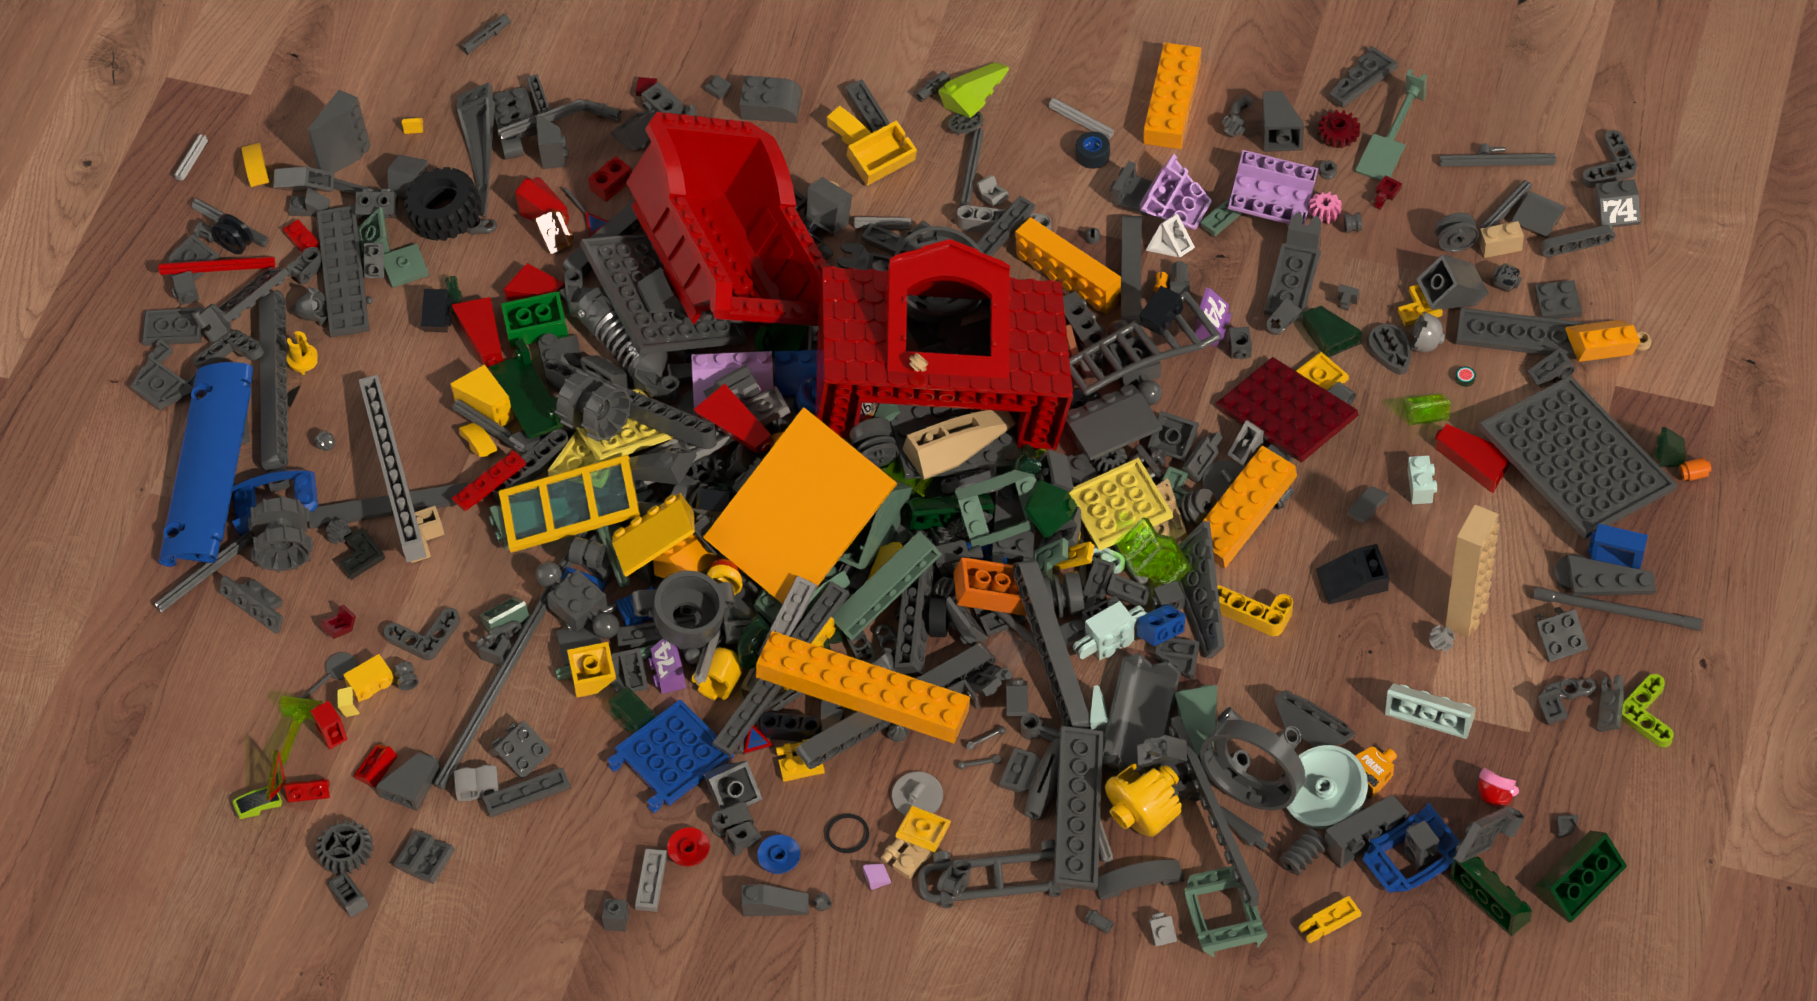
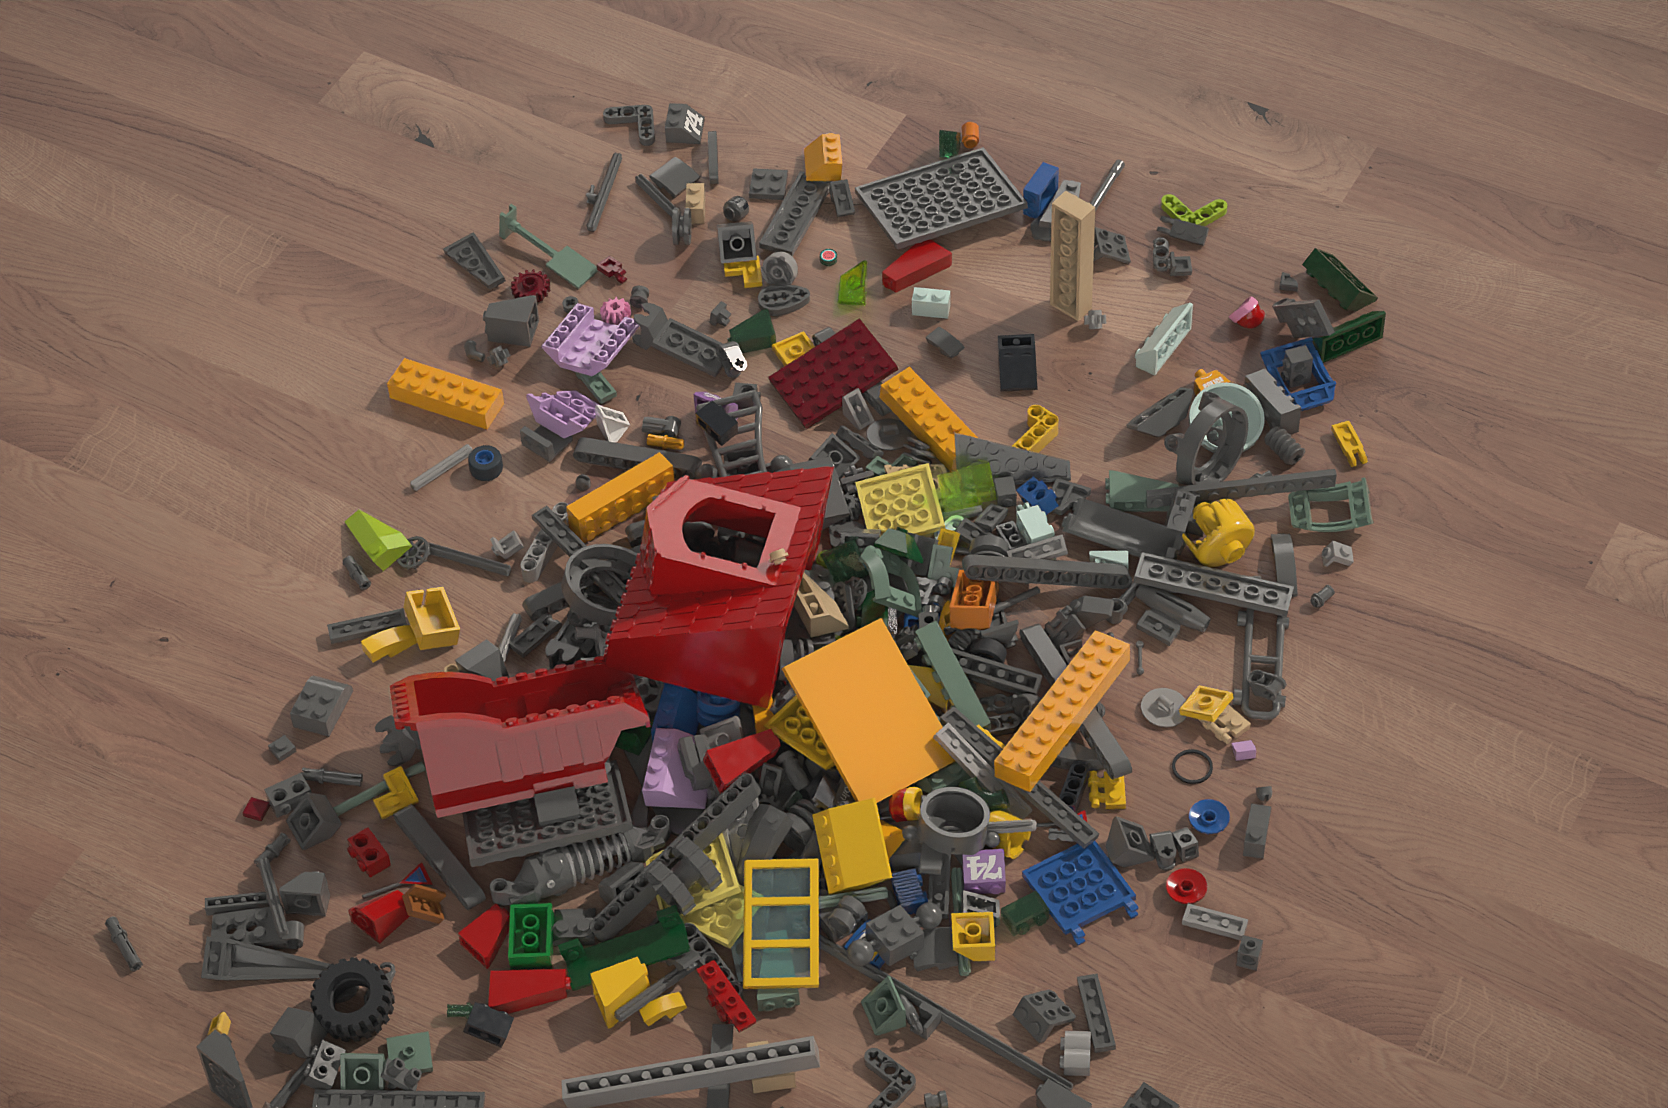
camera: 80 degrees left, 5 degrees down
(1074, 632) = (1044, 549): none -> light grey plate

